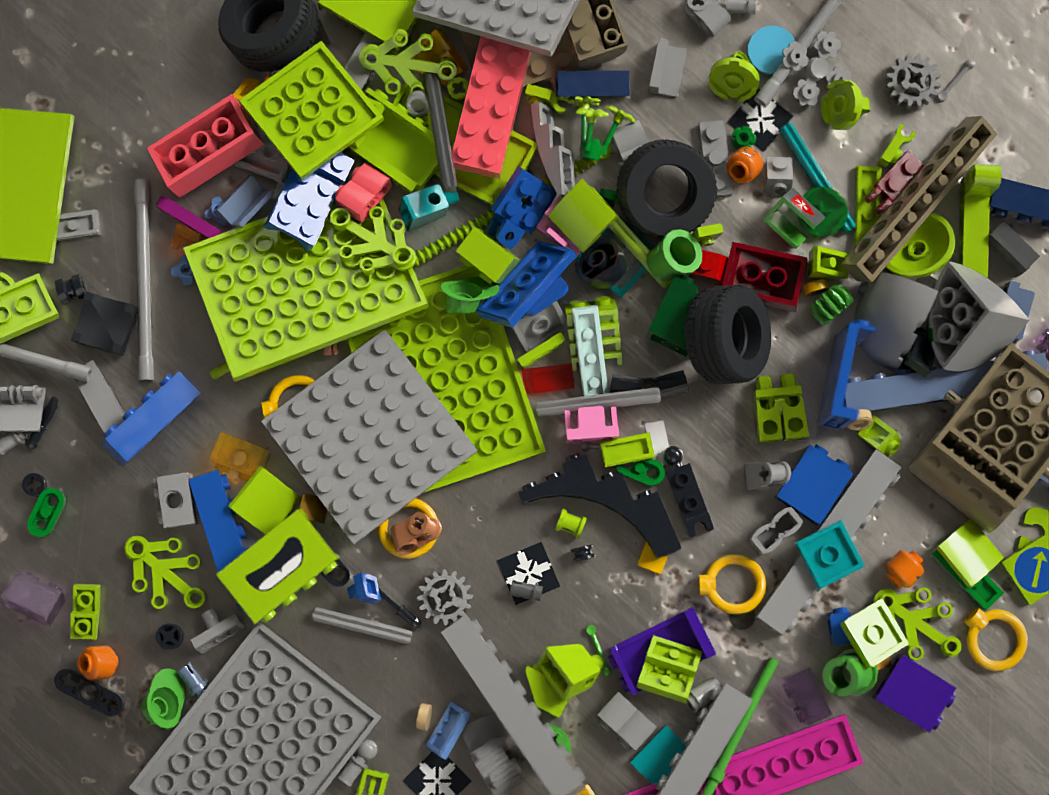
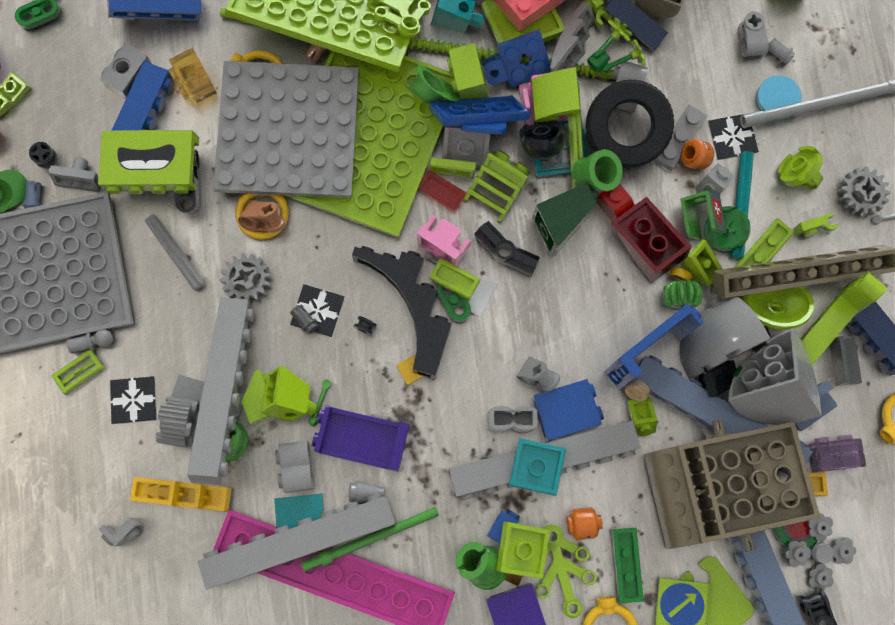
camera: 35 degrees right, 5 degrees down
(161, 570) = (76, 109): lime plant -> none
(264, 501) = (182, 112): lime slope -> none
(313, 508) = (207, 147): pearl gold slope -> none
(364, 589) = (197, 228): blue tile -> none
(402, 611) = (209, 264): black piece -> none
(424, 717) = (160, 347): tan tile -> none
(448, 730) = (168, 370): medium blue plate -> none
(571, 523) = (374, 299): lime bush -> none
(590, 350) = (483, 194): light aqua tile -> none
(608, 400) = (477, 239): light grey axle -> none
(609, 196) = (585, 103): green plate -> none
(667, 69) = (694, 52): light grey panel -> none
(669, 669) = (356, 455): lime slope -> none
(686, 492) = (472, 342): black plate -> none
(707, 584) = (434, 418): yellow piece -> none
(708, 234) = (633, 177): lime plate -> none
(728, 334) = (573, 242): black tyre -> none
(734, 77) = (737, 91): lime tile -> none
(742, 621) = (439, 461): clear smoke tile -> none
(744, 131) = (716, 134): green plate -> none
(776, 402) = (591, 333): lime hips -> none
(806, 695) = (438, 556): clear purple brick -> none
(816, 67) = (802, 129): light grey plant -> none
(895, 180) = (796, 247): hinge -> none
(969, 553) = (641, 551): lime slope -> none

